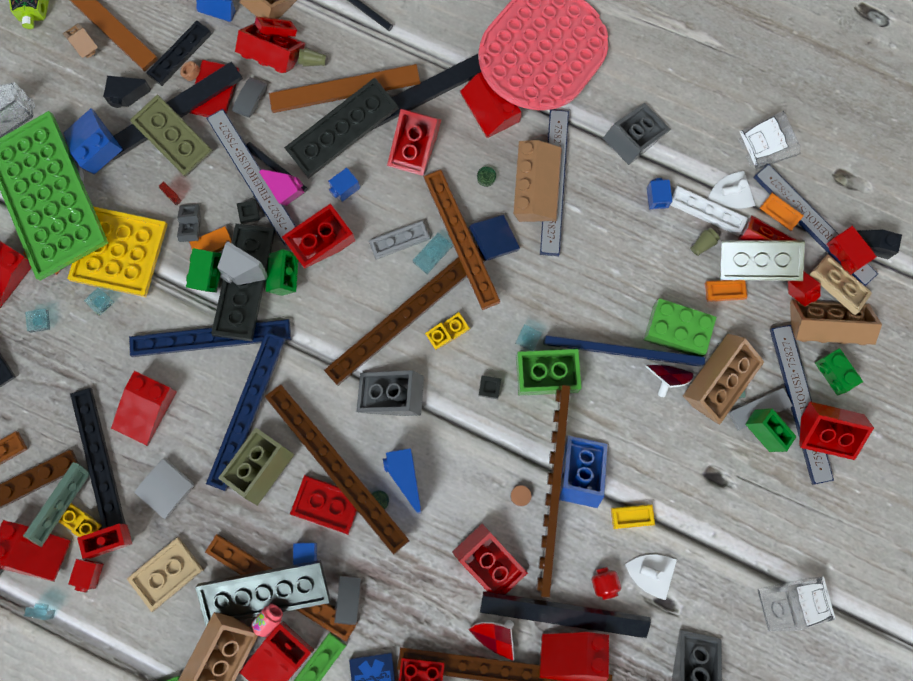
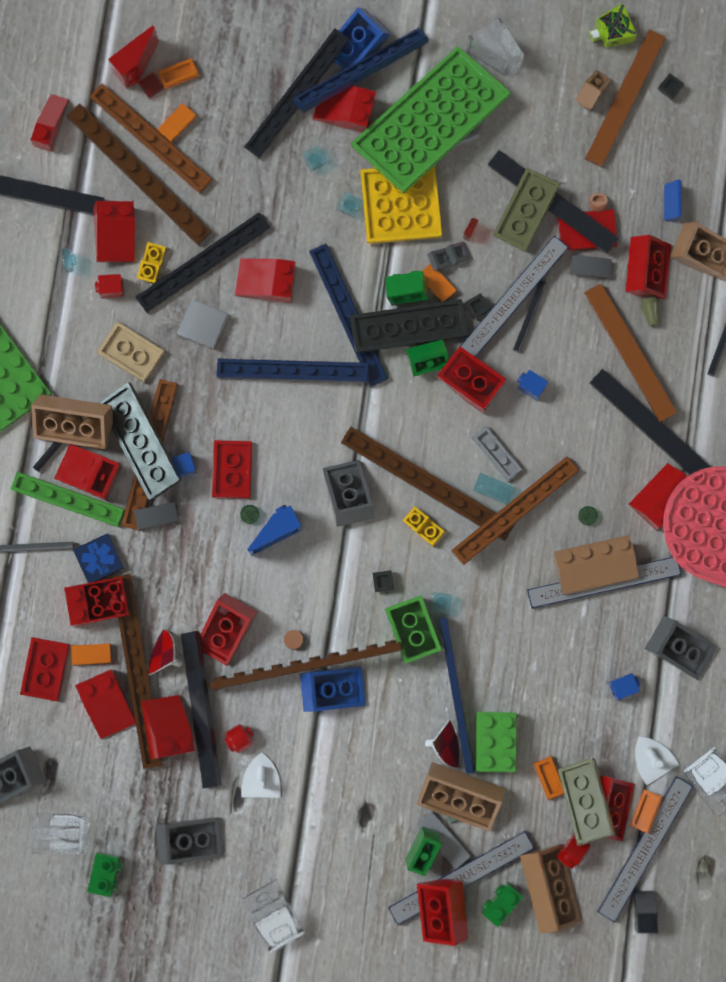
camera: 75 degrees right, 5 degrees up
(56, 504) = (160, 240): sand green plate -> none
(91, 142) = (495, 139): blue slope -> none
(104, 541) = (142, 292): red brick -> none
(124, 90) = (556, 149): black slope -> none
(179, 53) = (614, 184): black tile -> none
(240, 266) = (417, 318): light grey slope -> none
(256, 466) = (245, 396): olive slope -> none
(267, 620) = (118, 452): coral brick -> none
(275, 26) = (669, 266): red plate -> none
(283, 186) = (511, 328): dark pink slope -> none
(337, 469) = (265, 467): reddish brown plate -> none
(341, 127) = (587, 363): pearl dark grey plate -> none
(413, 141) = (598, 435): red slope -> none
(494, 237) = (527, 541): dark blue tile -> none
(632, 516) = (306, 747): yellow tile -> none
(705, 241) = (591, 744): olive cone -> none
(708, 211) = (624, 739): white tile -> none
(841, 284) = (590, 886): tan tile -> none
(851, 250) = (626, 887): red brick -> none

